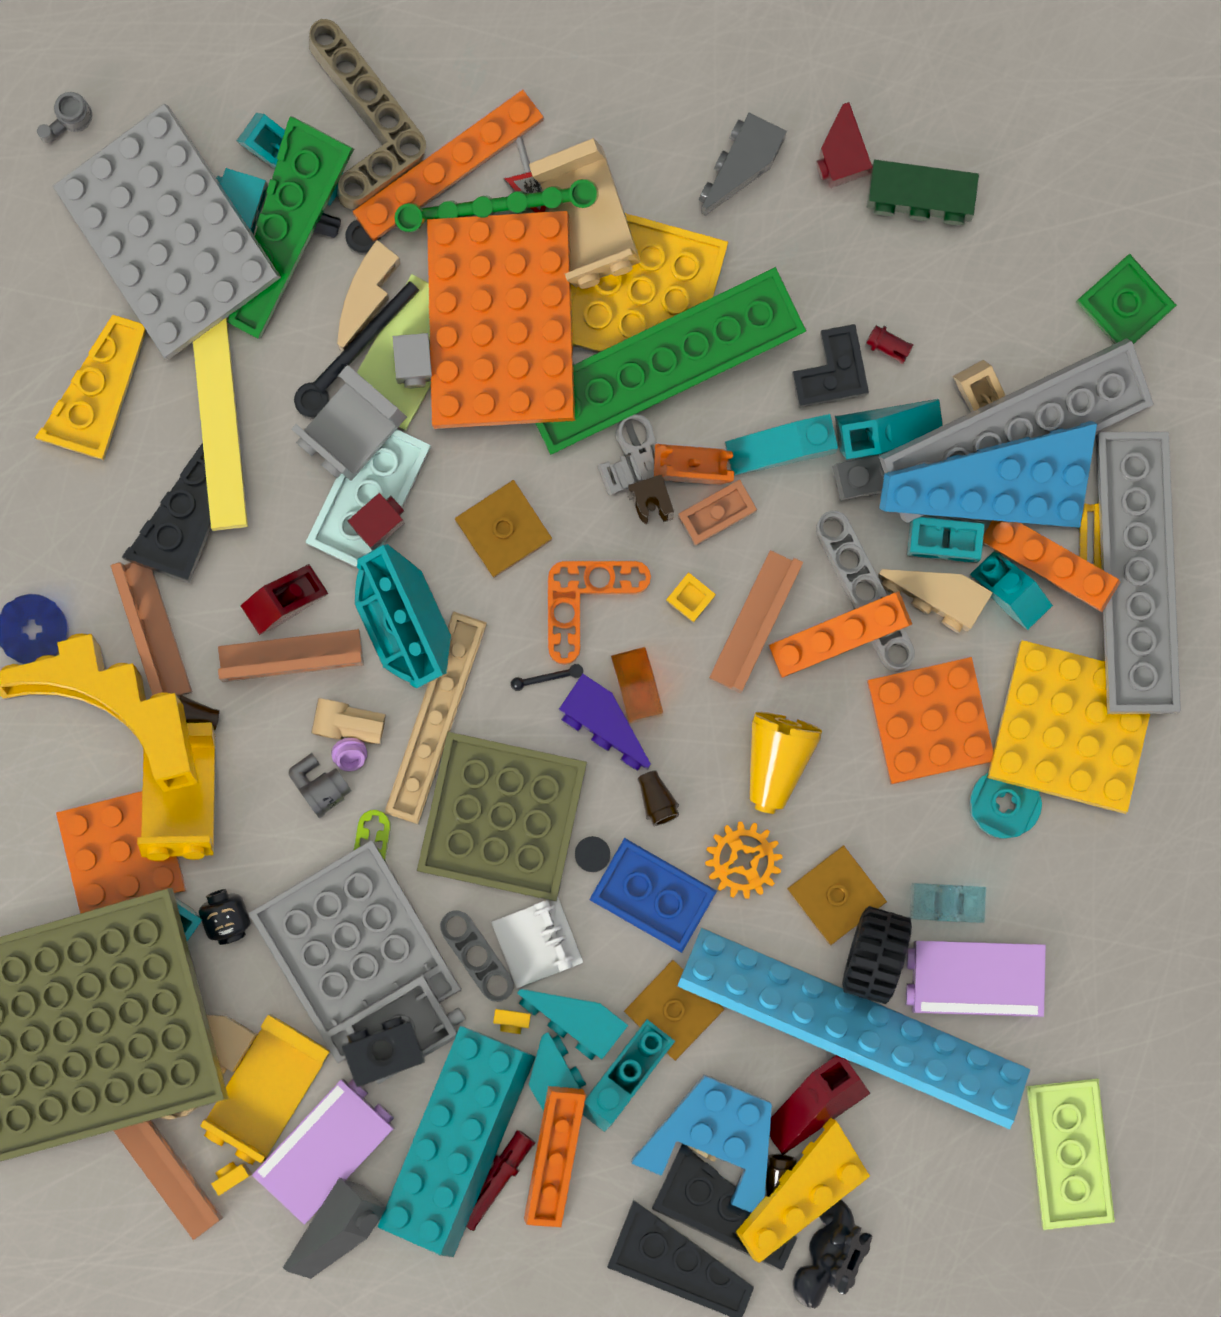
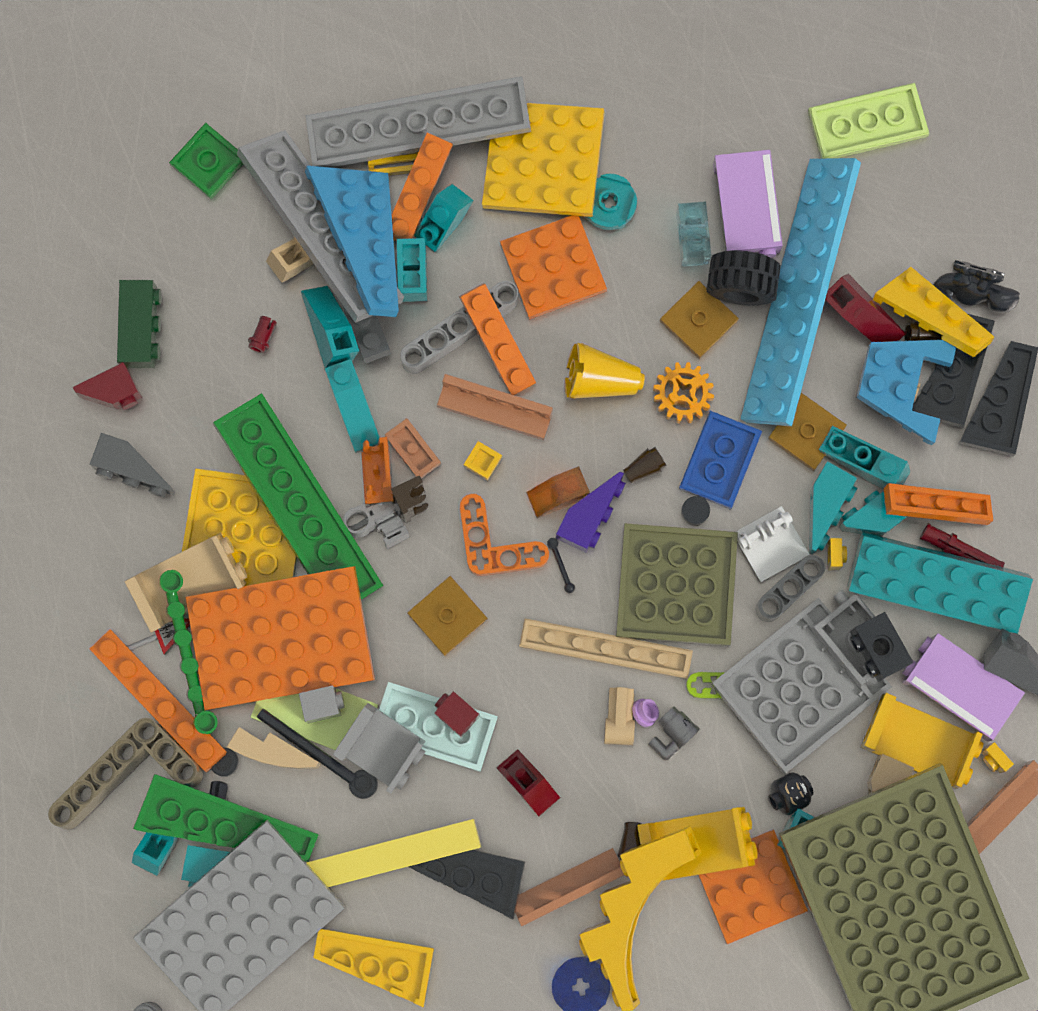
camera: 95 degrees left, 5 degrees down
(290, 655) = (572, 771): nougat fence -> none
(401, 617) = (531, 684): teal wedge -> none
(840, 377) = (288, 366): black plate -> none
(947, 594) = (455, 261): tan slope -> none

